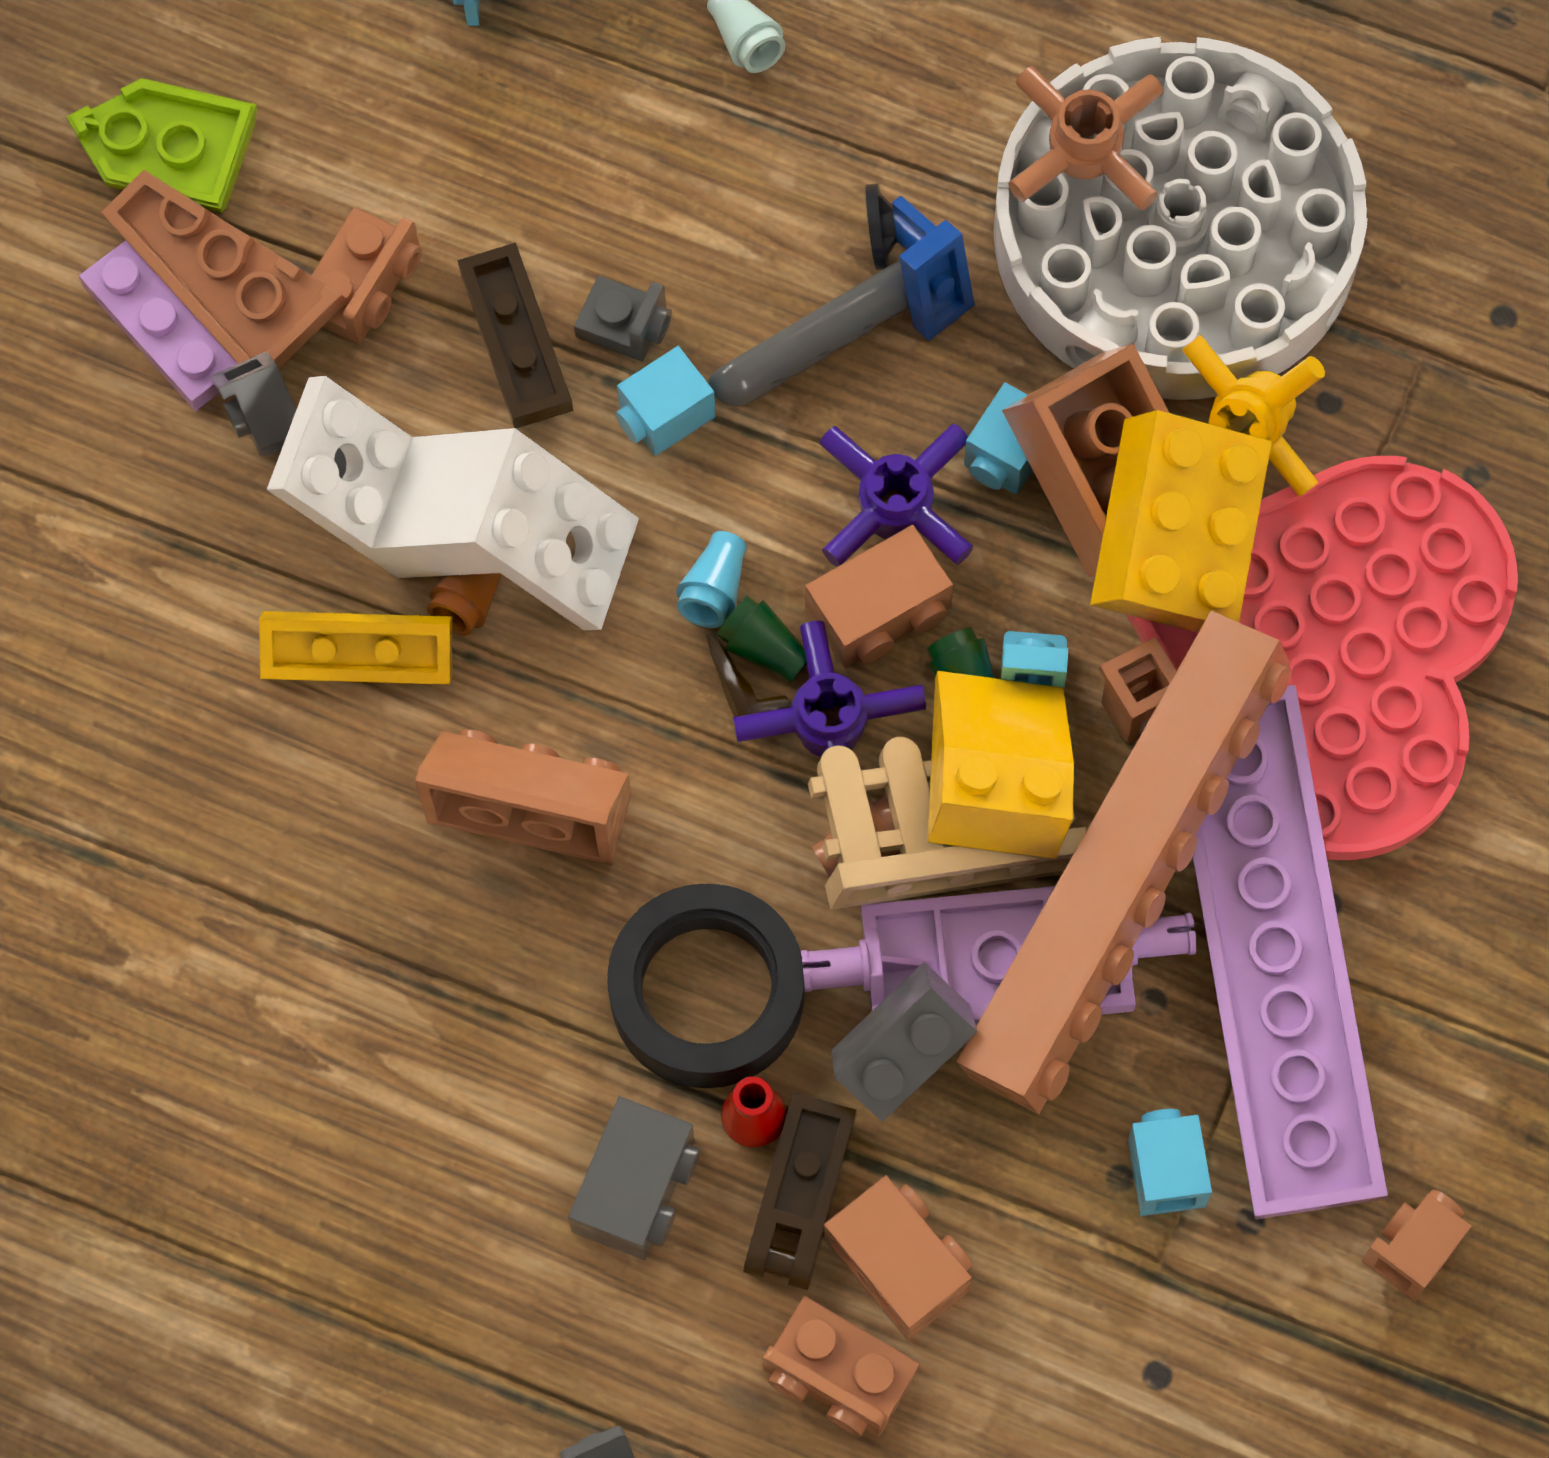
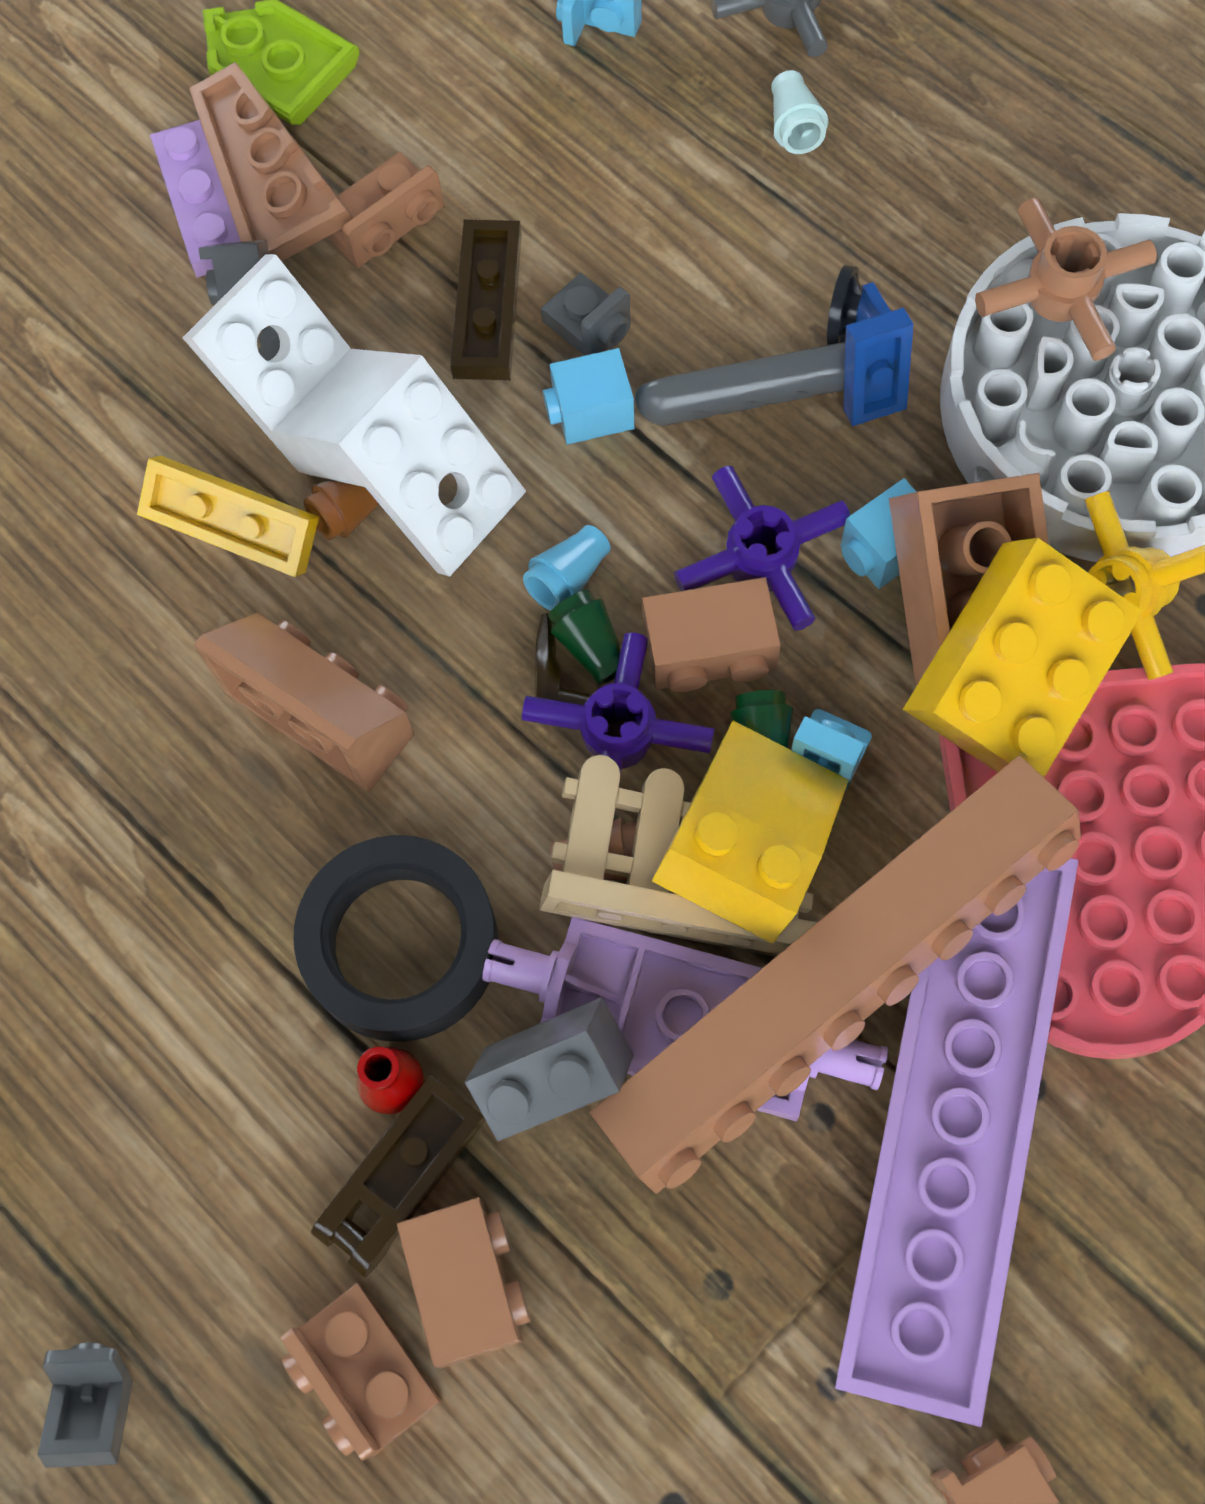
camera: 25 degrees right, 0 degrees up
(634, 1178) = (245, 1101): dark grey brick -> none
(1135, 686) = (918, 802): nougat brick -> none
(1169, 1162) = (770, 1293): medium azure brick -> none

